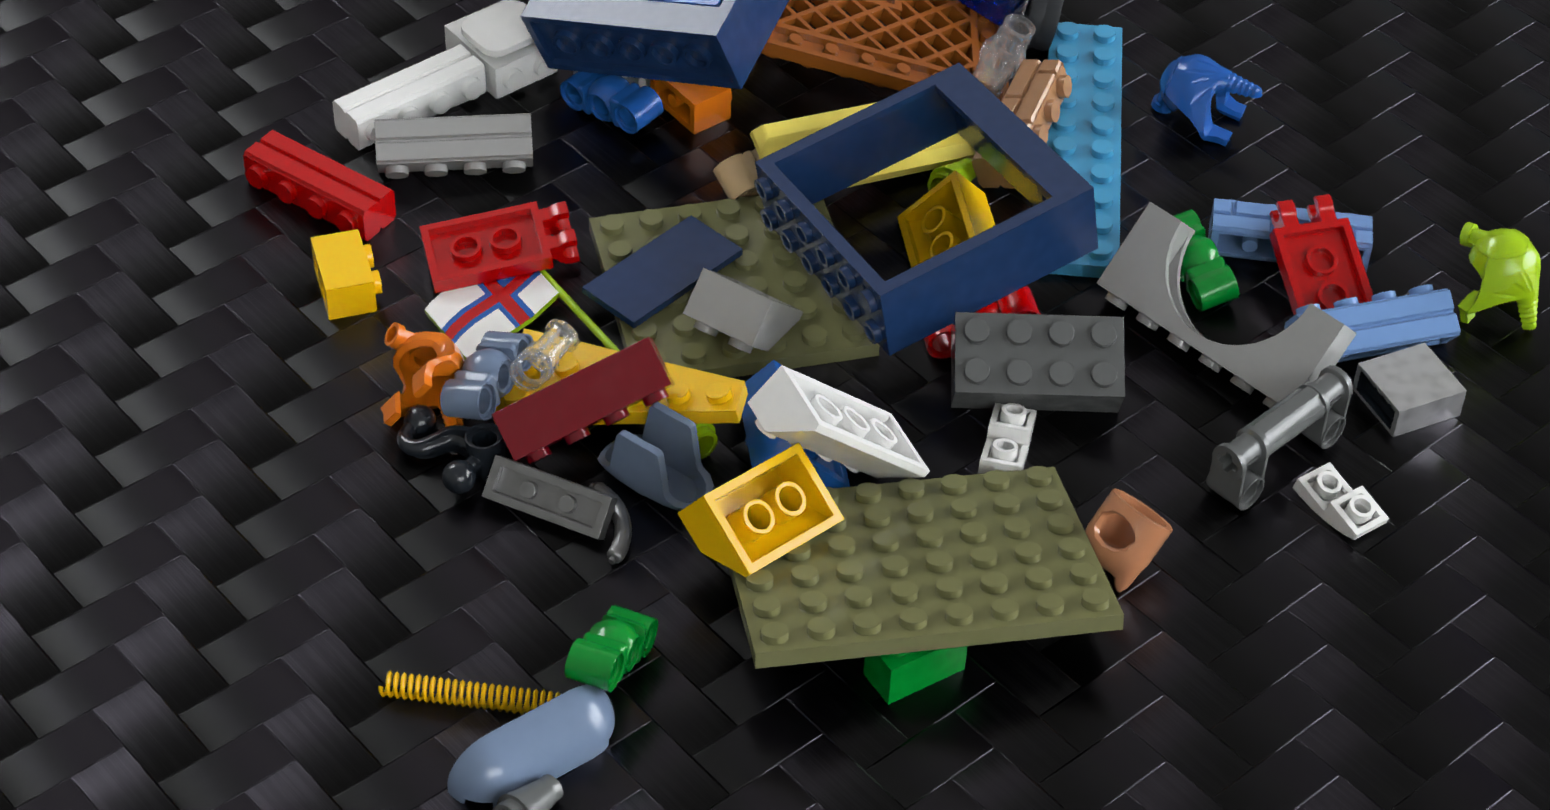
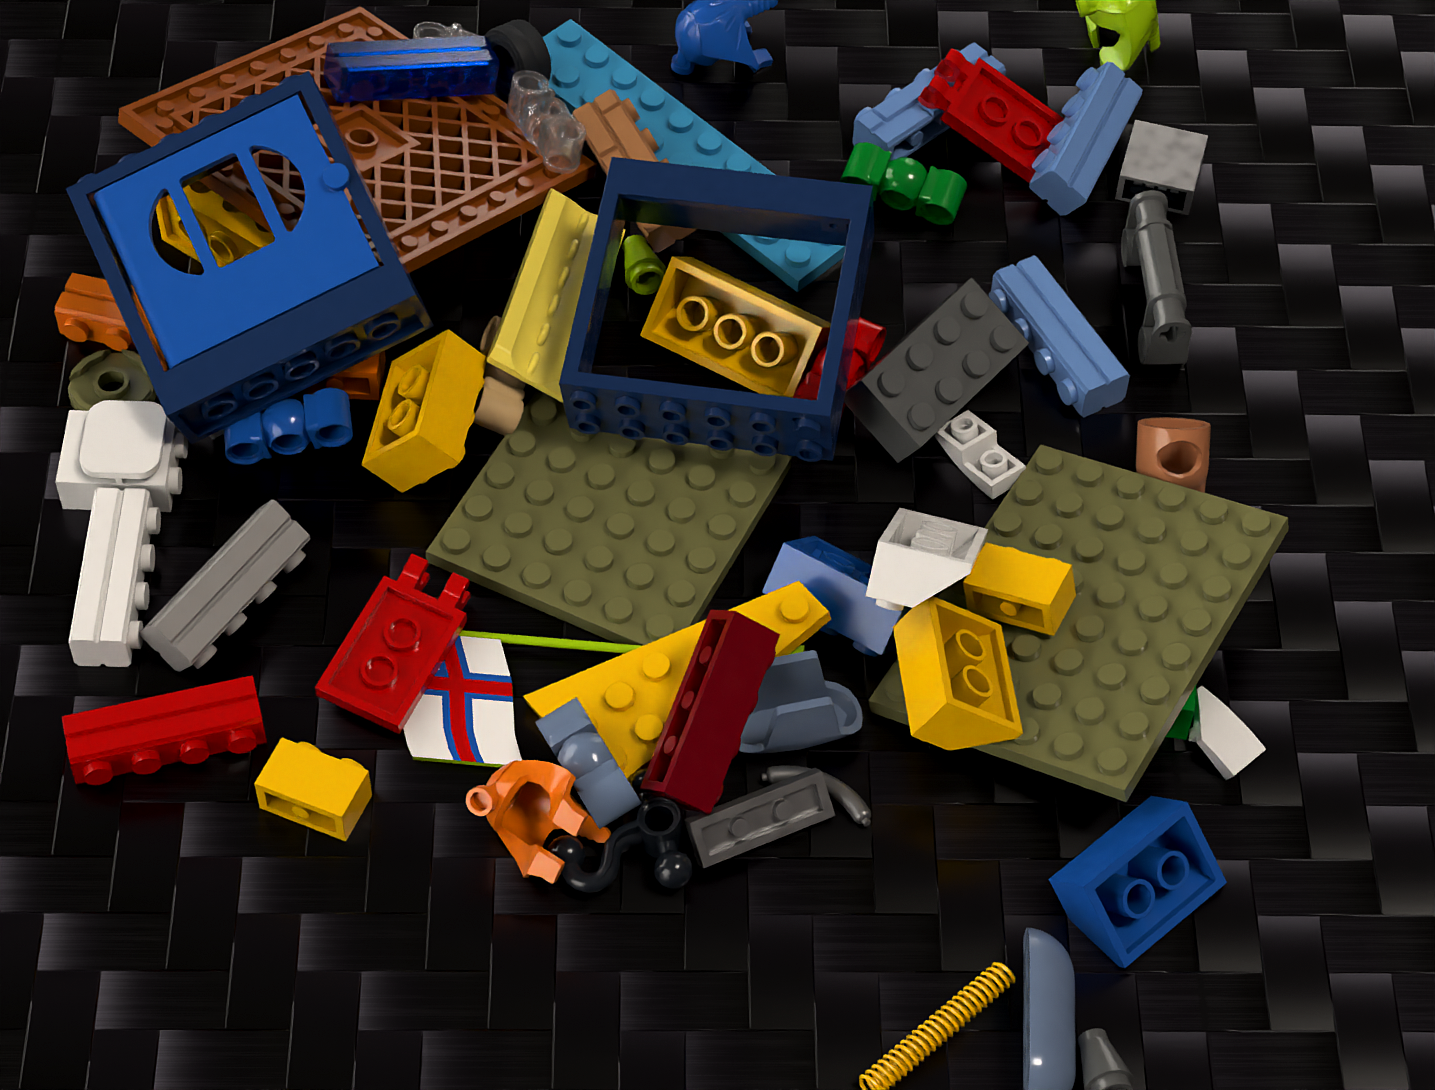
camera: 50 degrees left, 10 degrees up
(542, 356) = (609, 703): clear connector -> none
(611, 648) = (995, 889): green piece -> none
(661, 271) = (562, 545): dark blue piece -> none
(687, 143) = (425, 411): none -> yellow brick
(715, 736) = (1139, 879): none -> blue slope
(739, 312) = (687, 525): light grey slope -> none
(881, 504) = (1020, 588): none -> yellow brick
(906, 717) = (1222, 735): none -> white slope
(1148, 279) = (1082, 225): light grey arch -> none
(1165, 420) = (1059, 337): none -> medium blue brick
(1344, 509) = (1244, 300): white slope -> none

